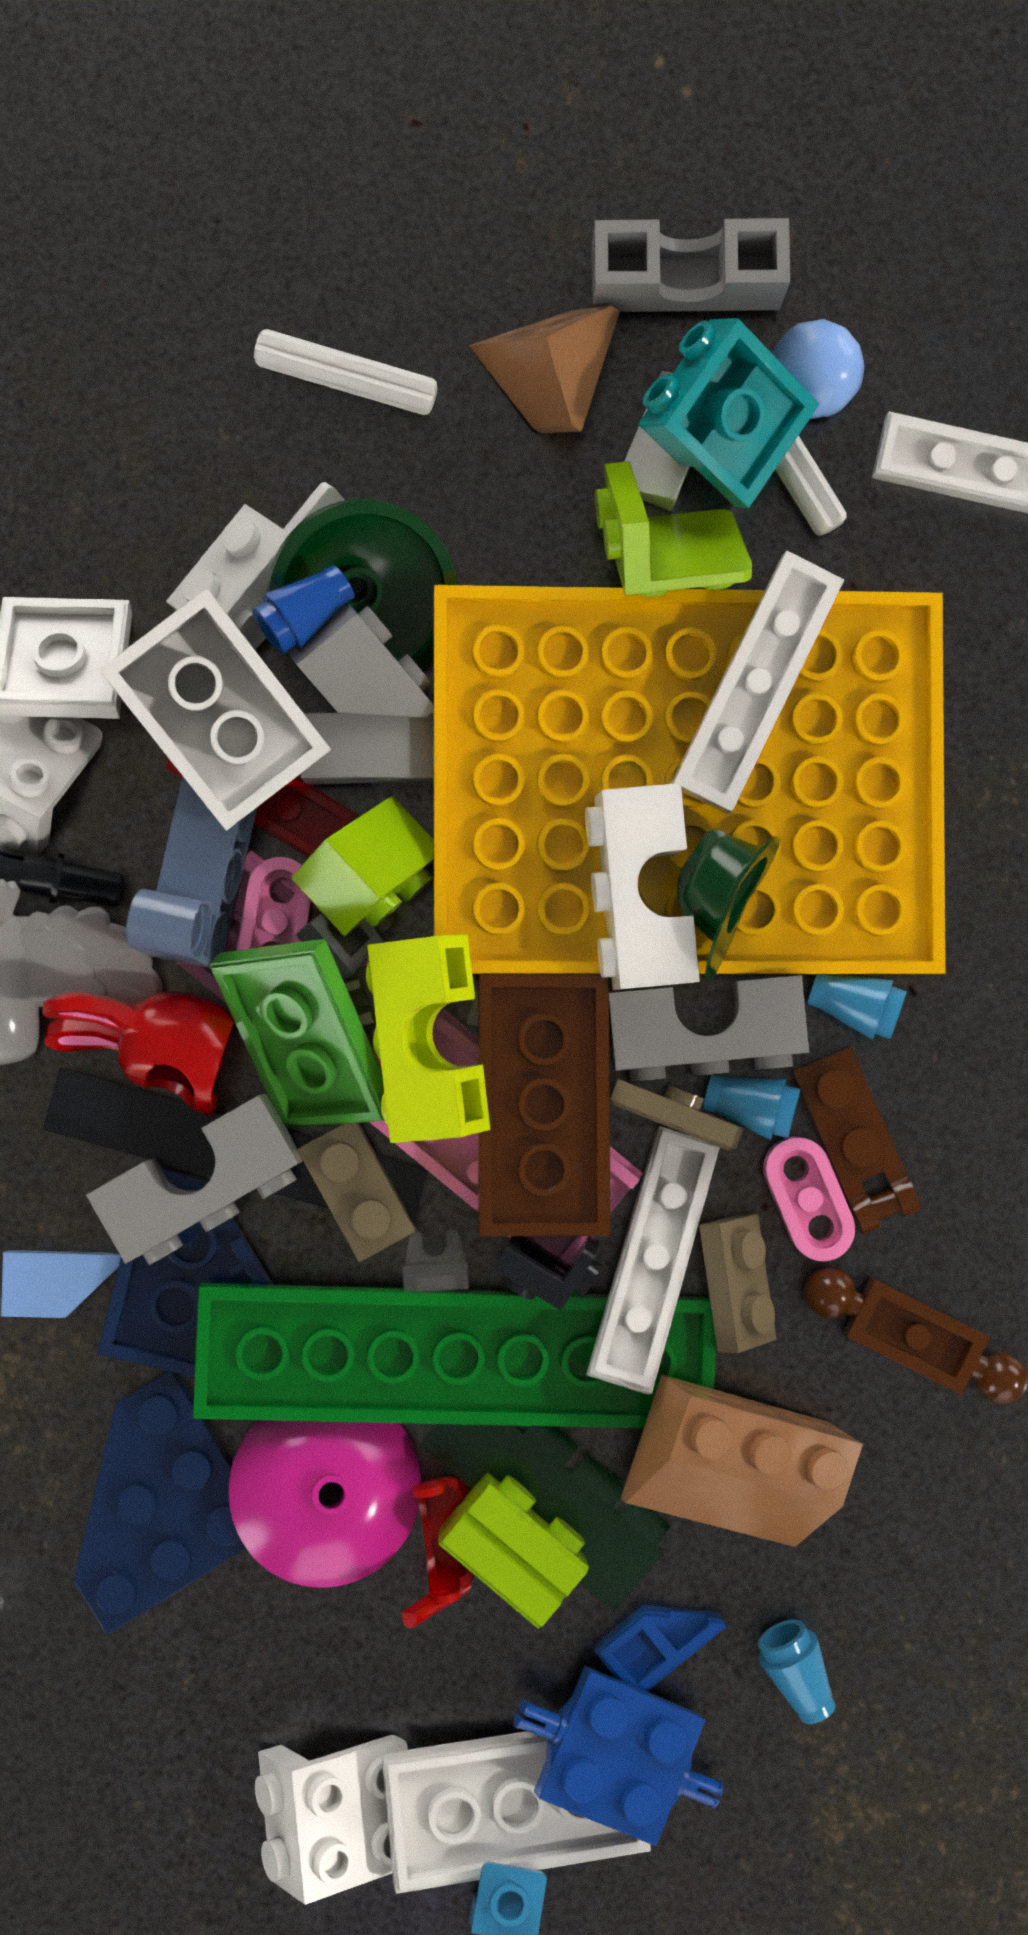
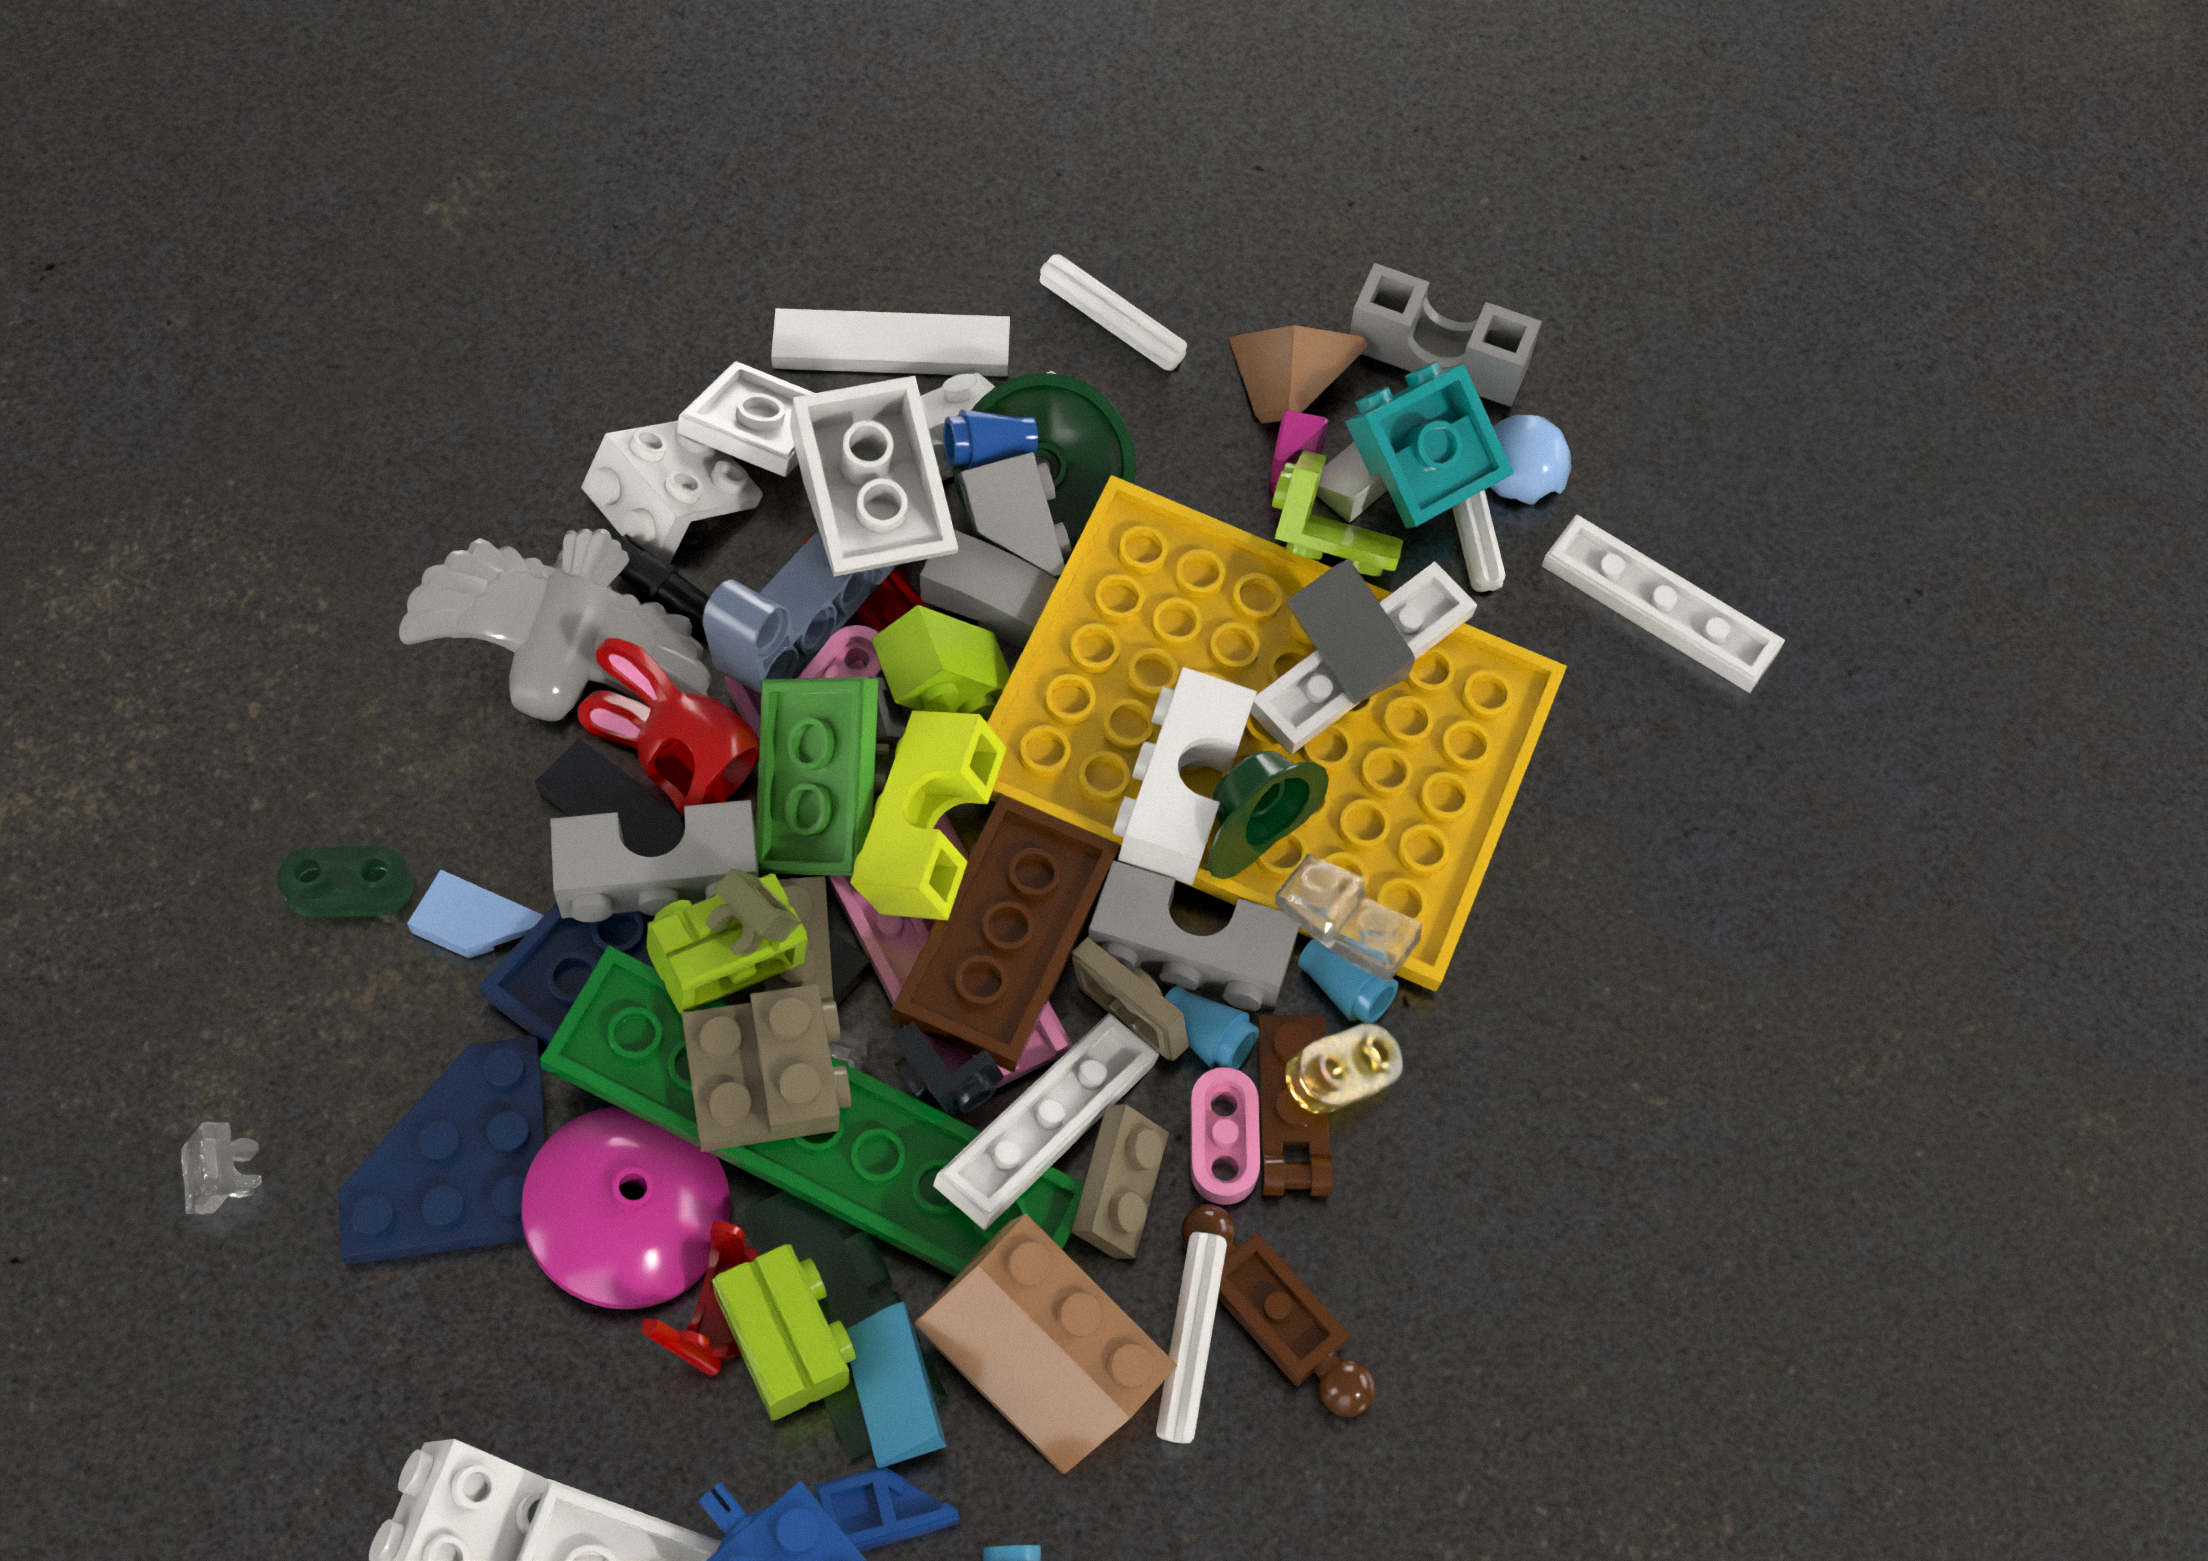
camera: 25 degrees right, 25 degrees down
(143, 504) = (890, 342): none -> white tile
(303, 1246) = (699, 961): none -> lime brick
(325, 1231) = (755, 907): none -> olive tile
(394, 1342) = (765, 1068): none -> dark tan plate
(587, 453) = (1296, 433): none -> dark pink slope
(628, 1550) = (894, 1387): none -> dark azure slope
(743, 675) = (1352, 632): none -> dark grey slope
(844, 960) = (1335, 912): none -> clear slope
(857, 1394) = (1191, 1337): none -> white axle
(892, 1088) = (1343, 1068): none -> clear yellow plate

